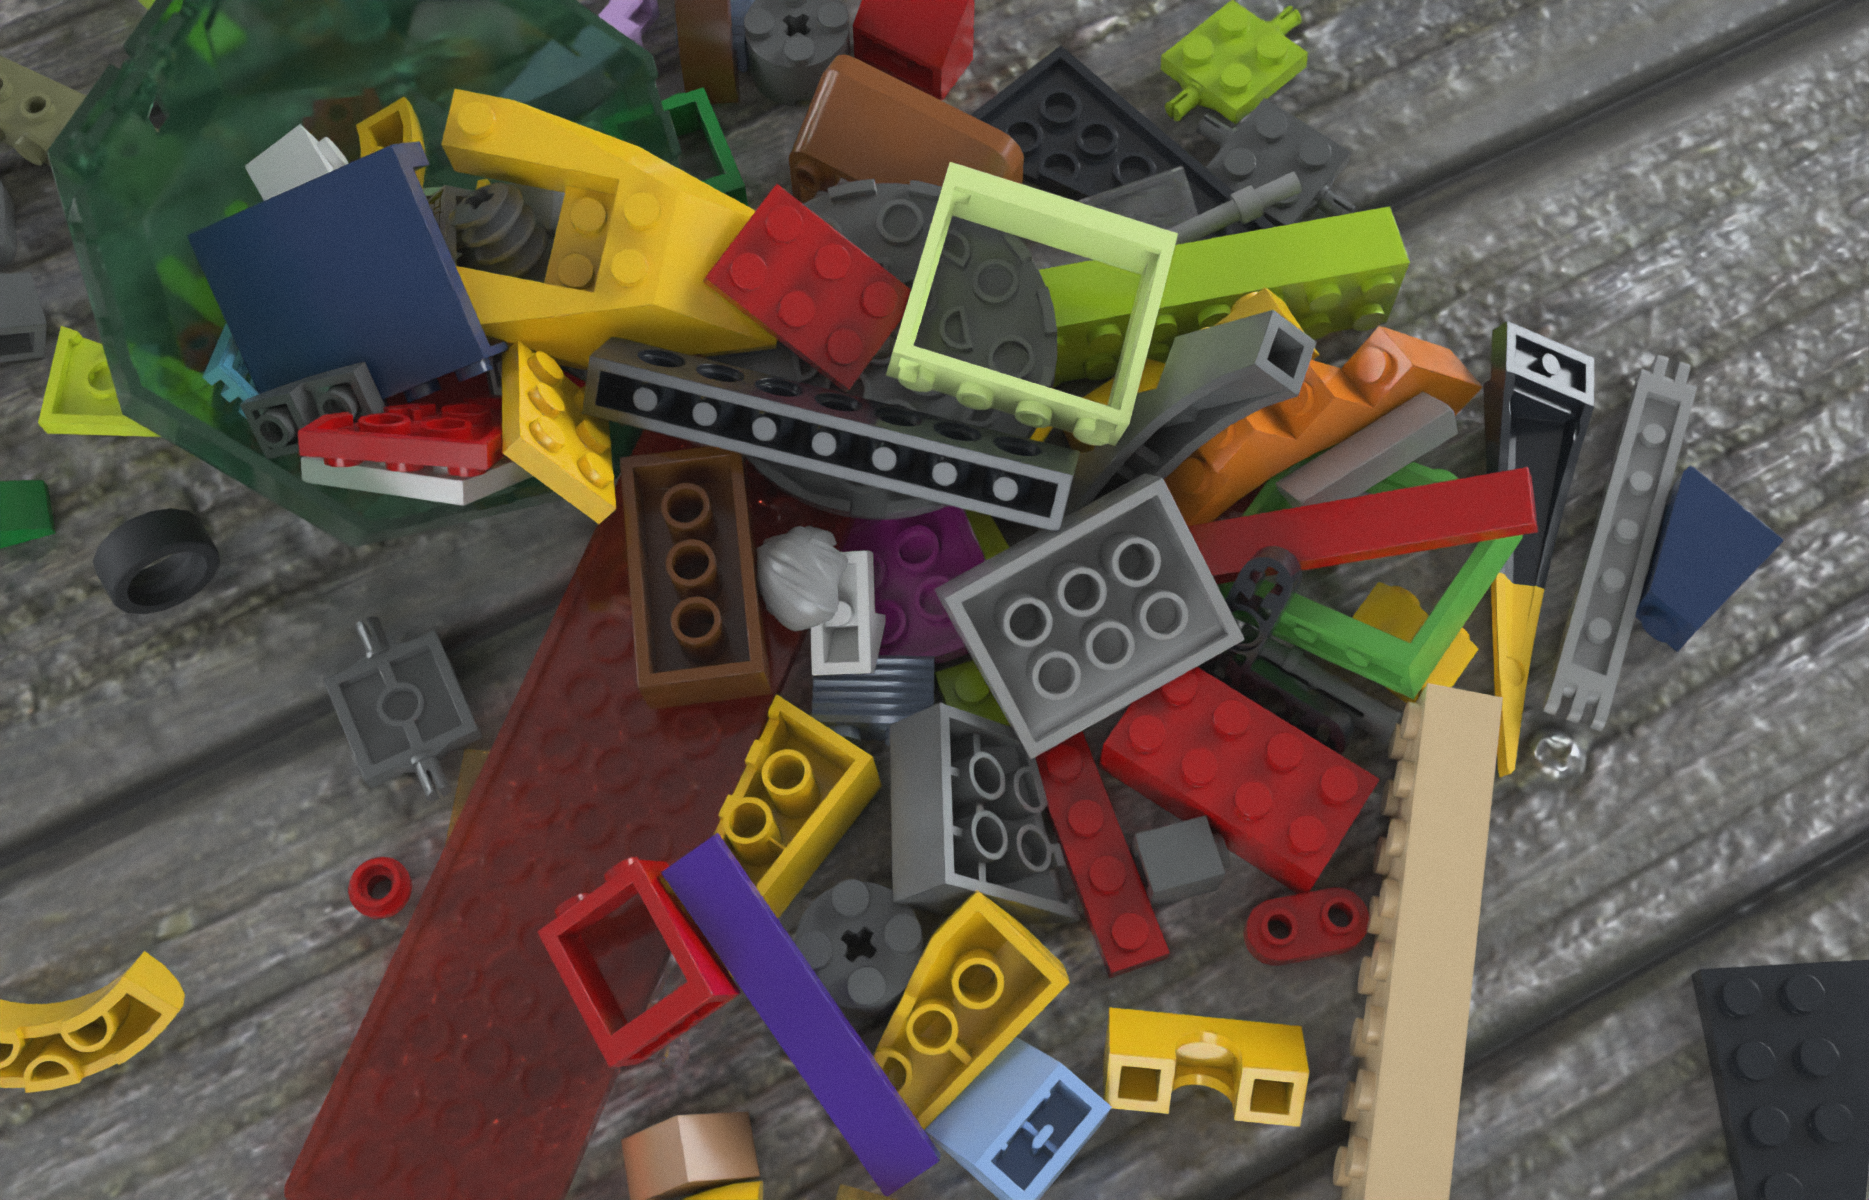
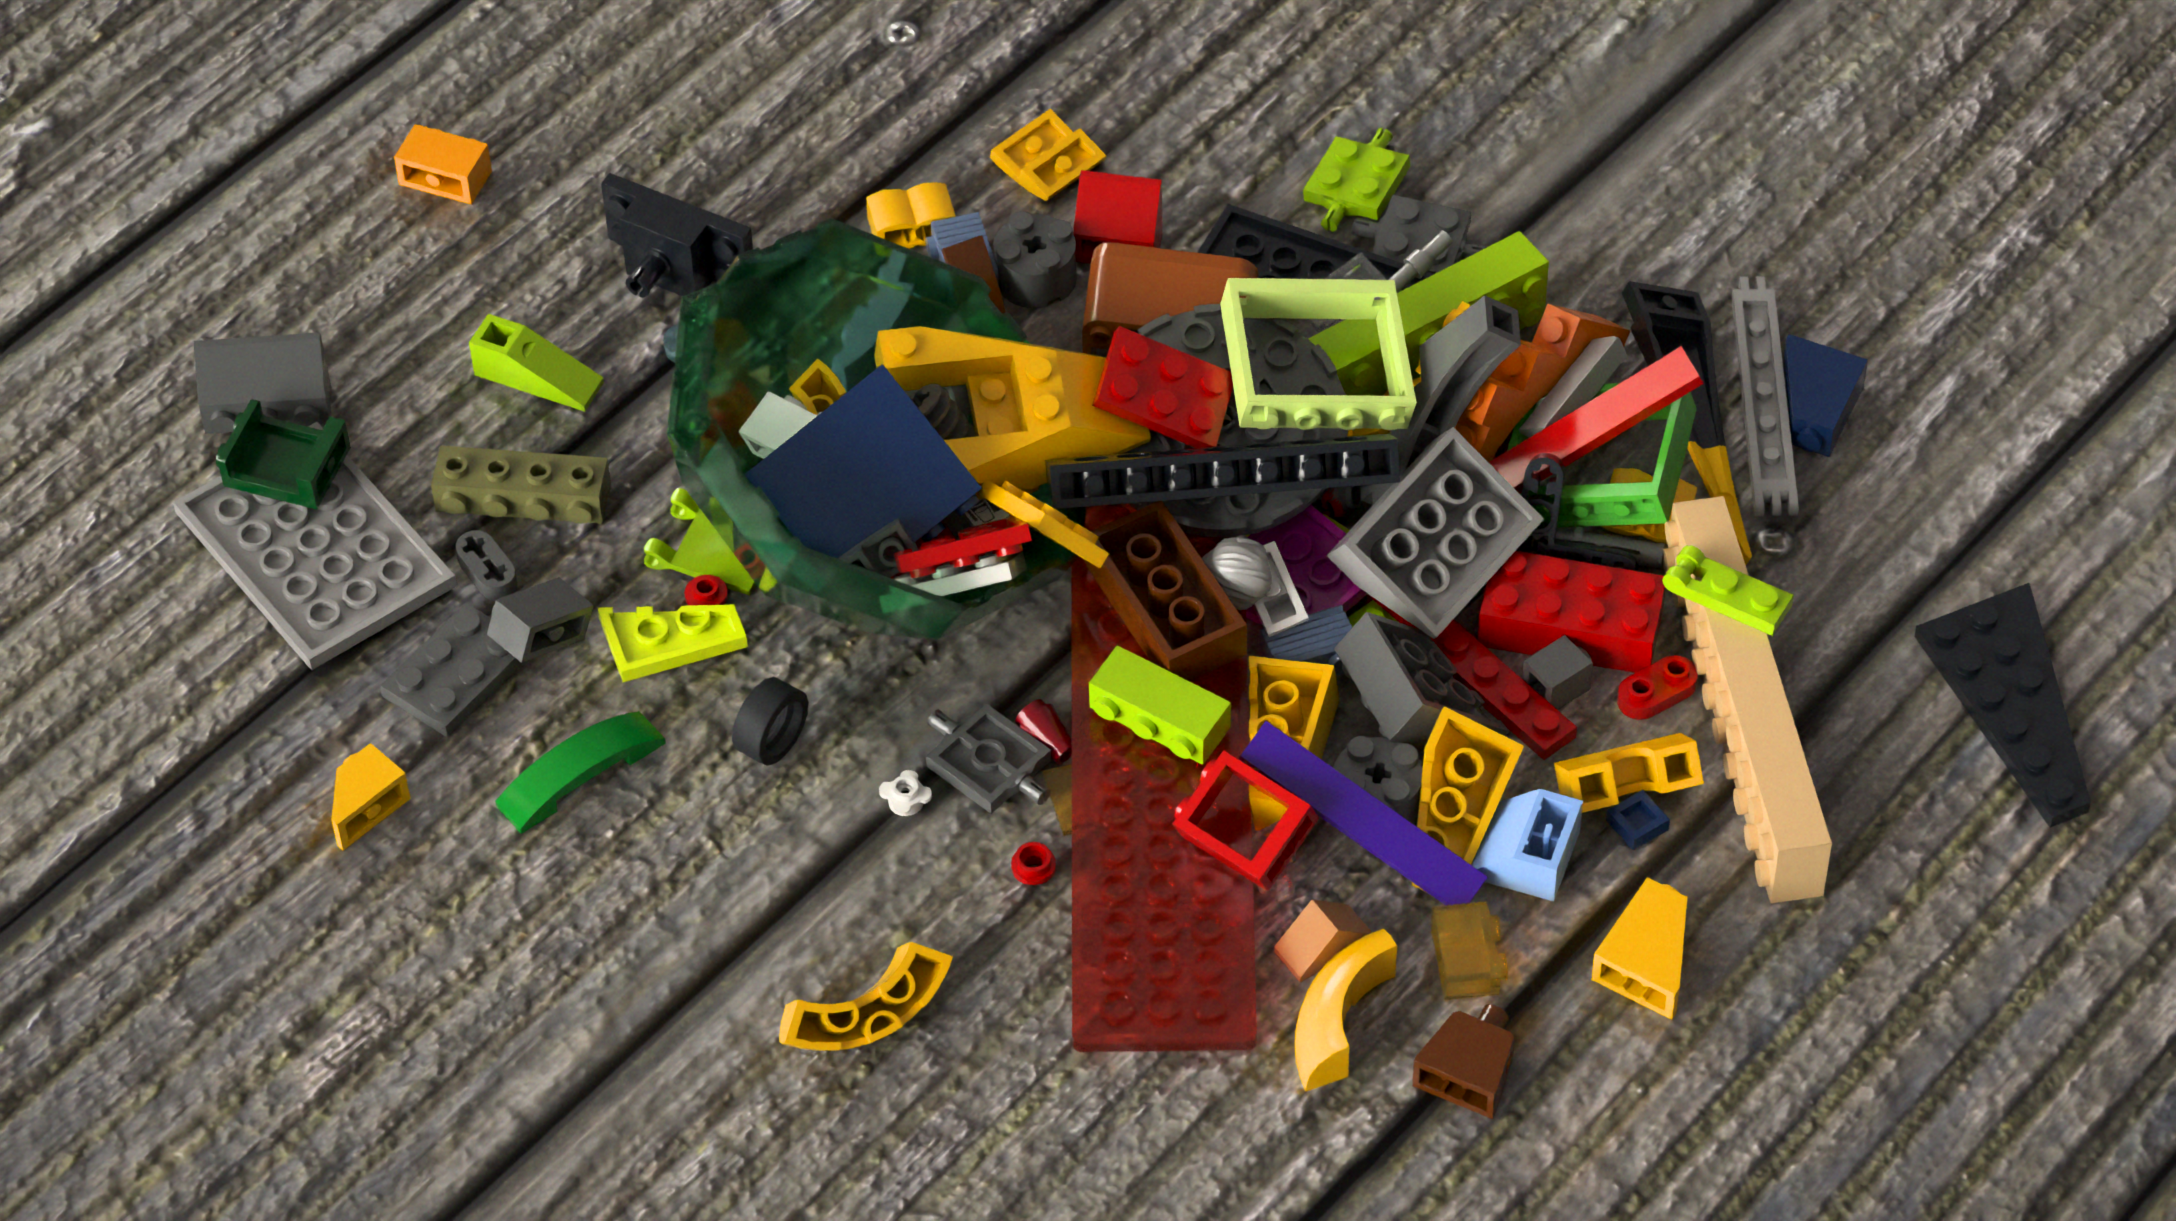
camera: 20 degrees left, 15 degrees down
(291, 730) = (905, 803): none -> white plate
(489, 689) = (1045, 725): none -> dark red cone
(616, 734) = (1159, 705): none -> lime brick
(1190, 1137) = (1637, 820): none -> dark blue plate
(1448, 860) = (1728, 591): none -> lime plate

